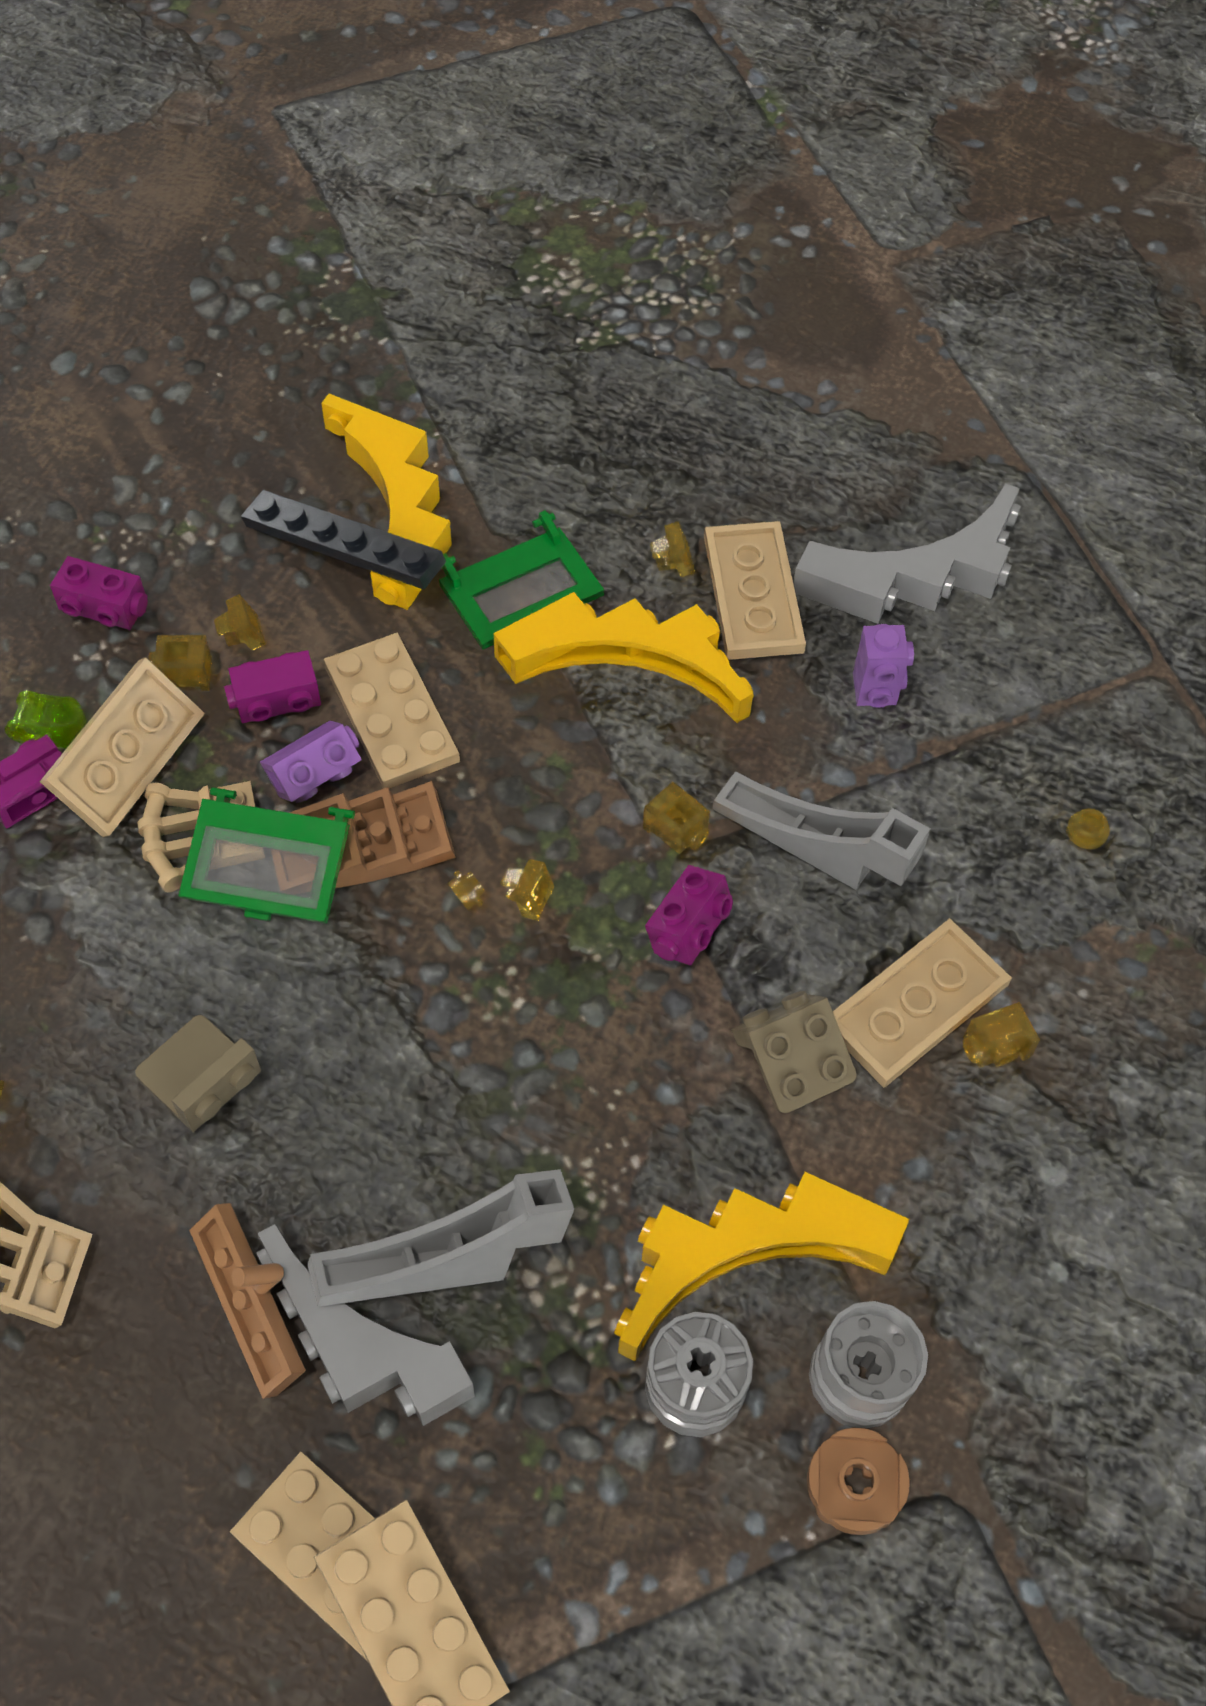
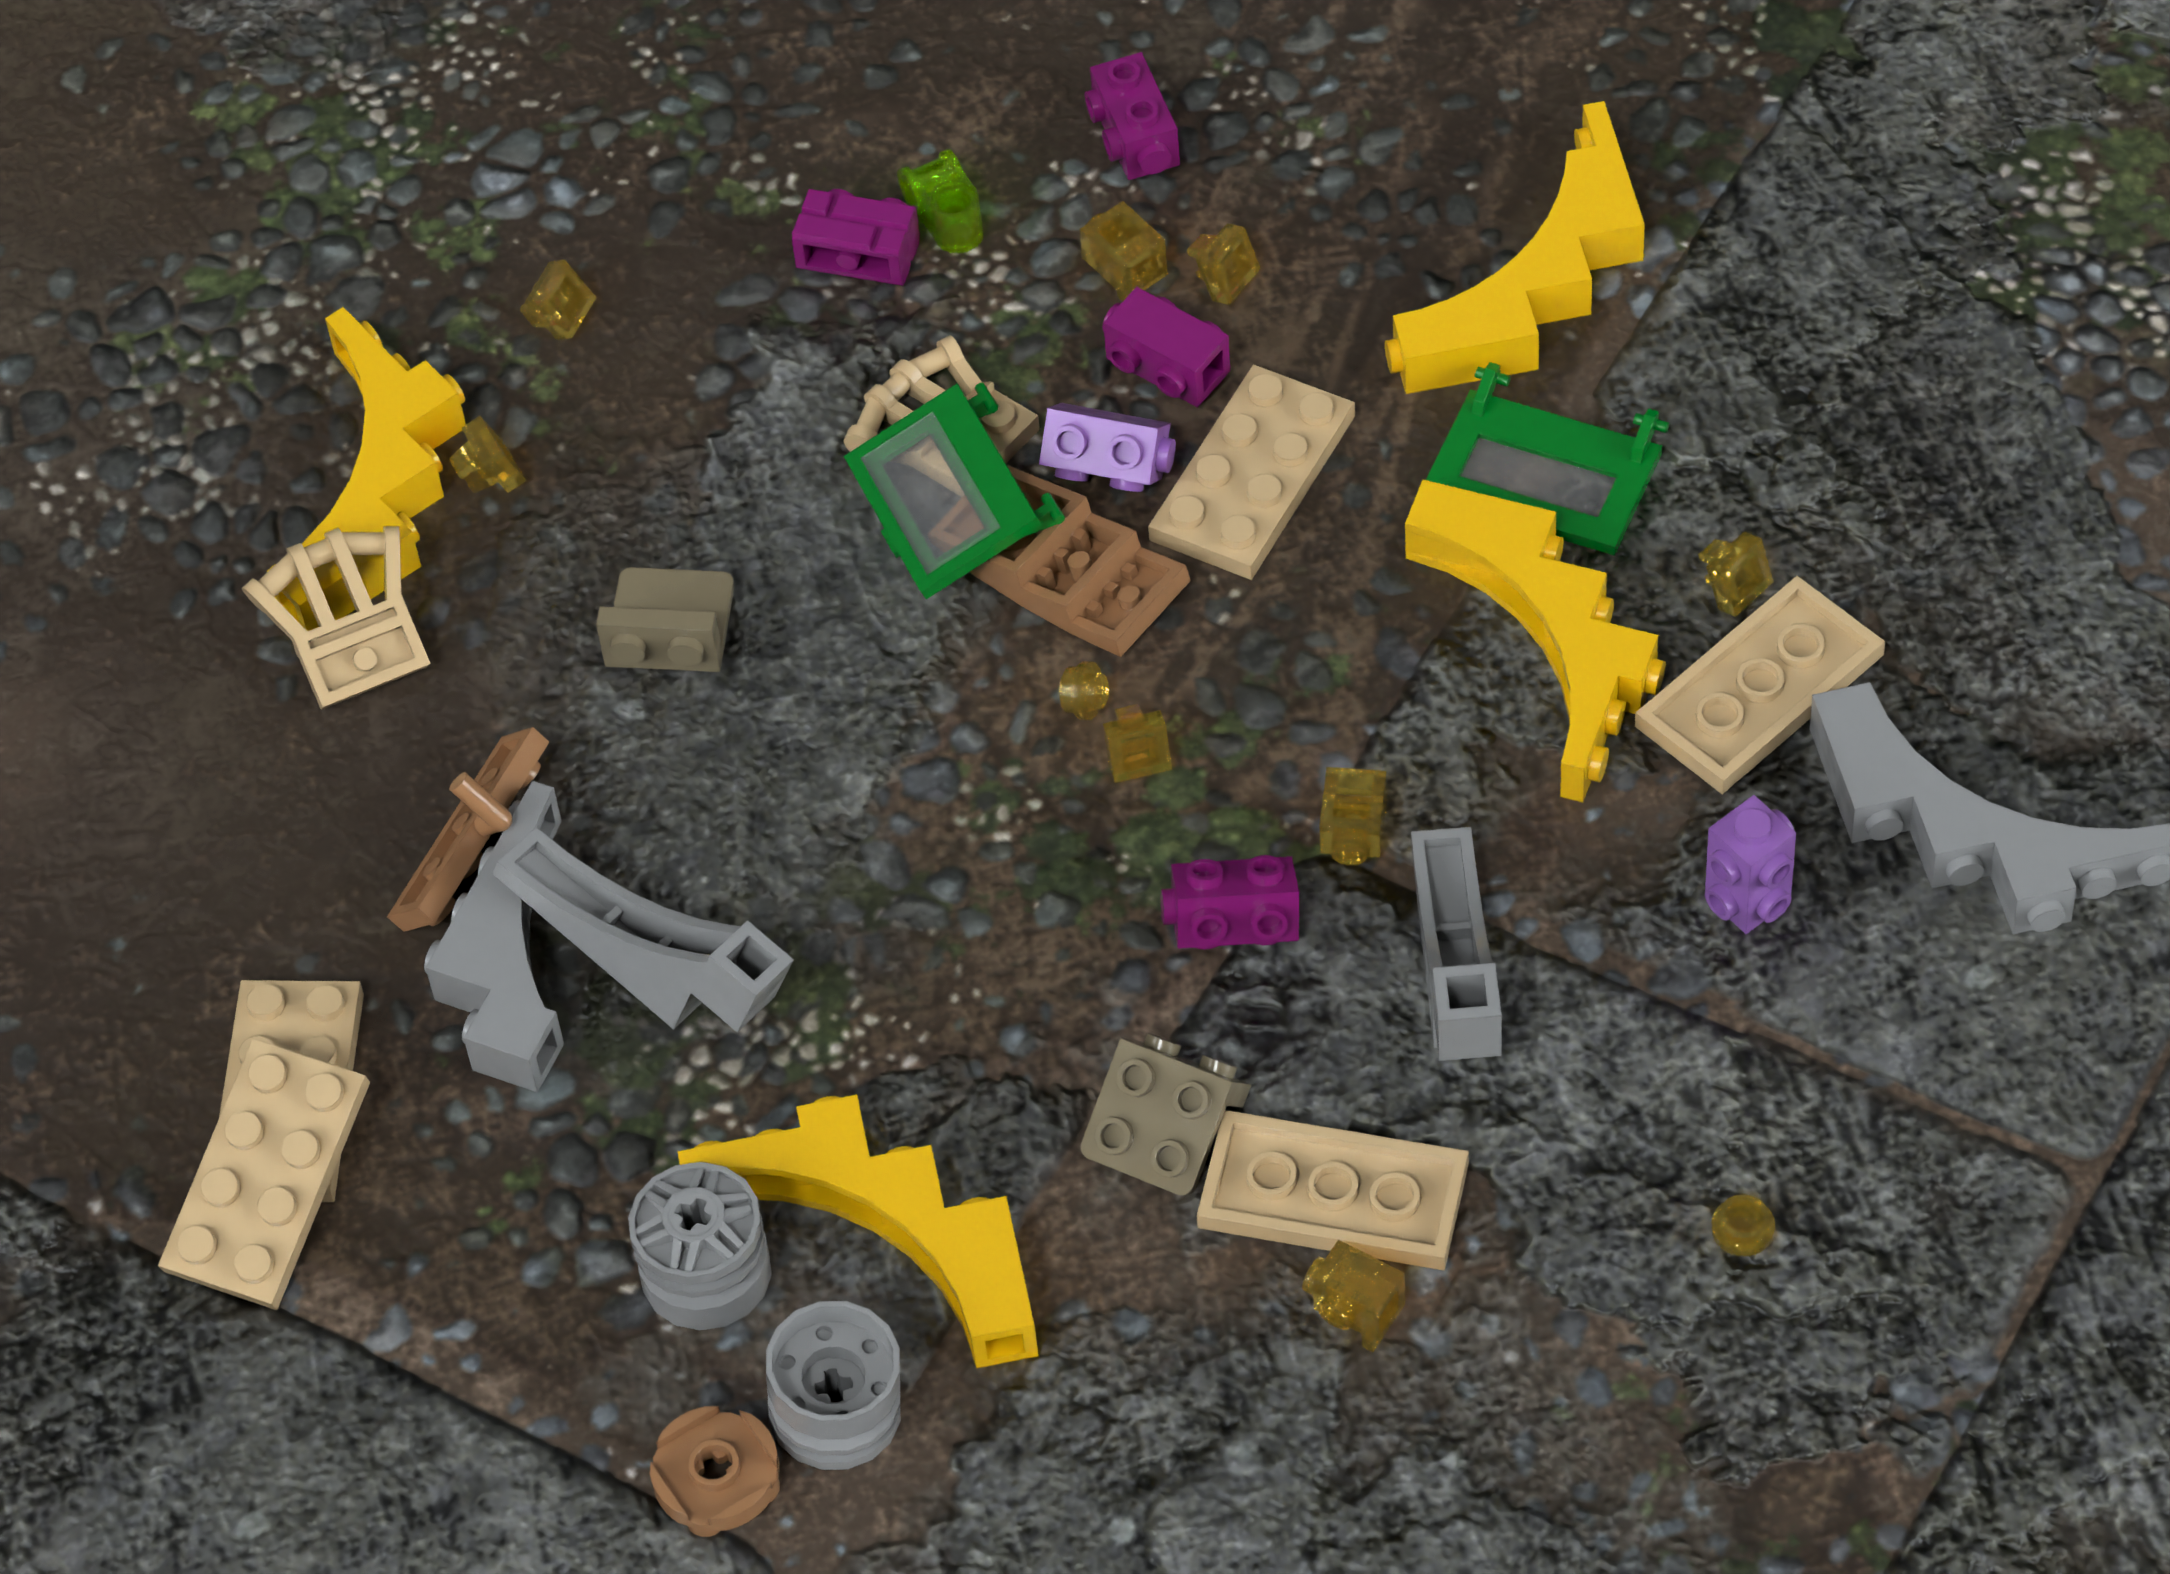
camera: 60 degrees right, 5 degrees down
(122, 747) = (965, 279): tan plate -> none
(344, 539) = (1414, 261): black plate -> none

